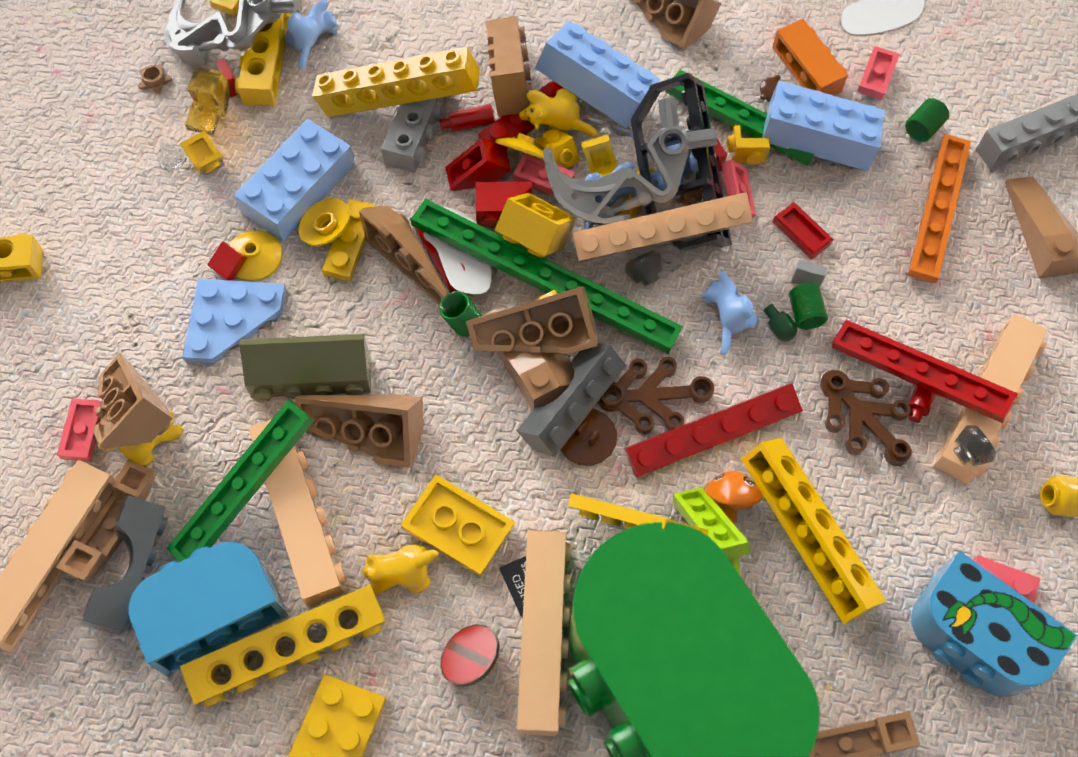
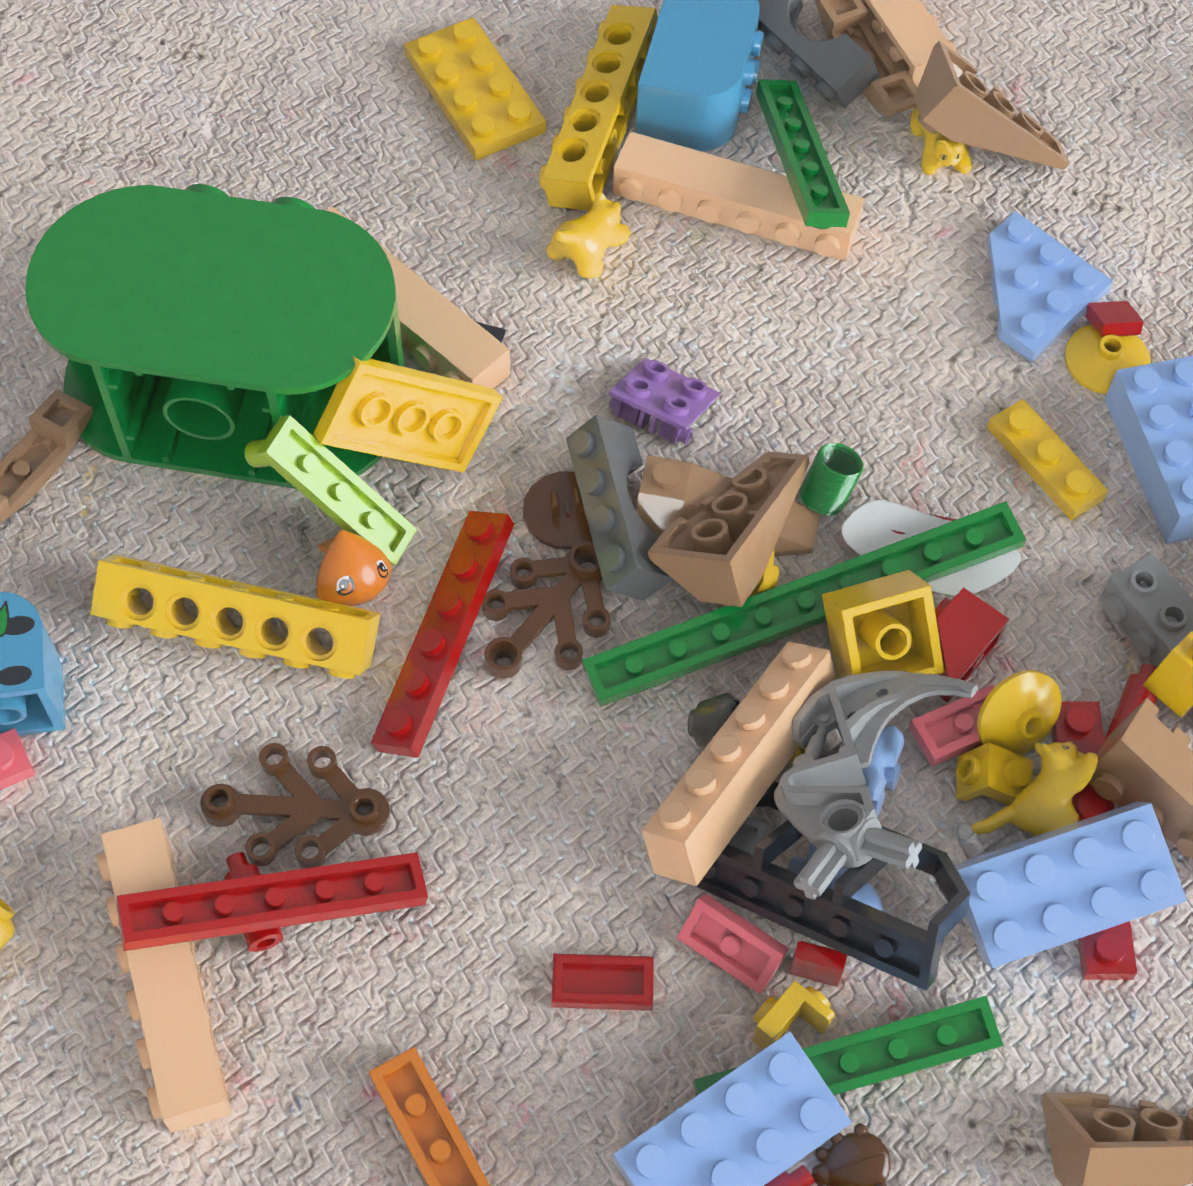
camera: 130 degrees right, 5 degrees down
(78, 433) = (1016, 90): coral plate -> none
(306, 366) = (892, 296): olive slope -> none
(324, 222) = (1089, 437): yellow dish -> none
(375, 424) = (771, 325): medium nougat wedge -> none
(395, 240) = (963, 483): medium nougat wedge -> none
(458, 525) = (583, 315): yellow plate -> none
(470, 655) = (440, 229): piece -> none
(476, 439) = (665, 395): none -> medium lavender hinge
(479, 163) = (1041, 648): red slope -> none
(600, 155) = (924, 809): yellow bracket -> none
(734, 311) = (567, 774): light blue animal -> none
(781, 324) = (499, 823): dark green cylinder -> none
(808, 272) = (529, 913): light grey tile -> none
(808, 306) = (488, 868): green piece -> none
(974, 447) = (125, 840): clear smoke cone -> none

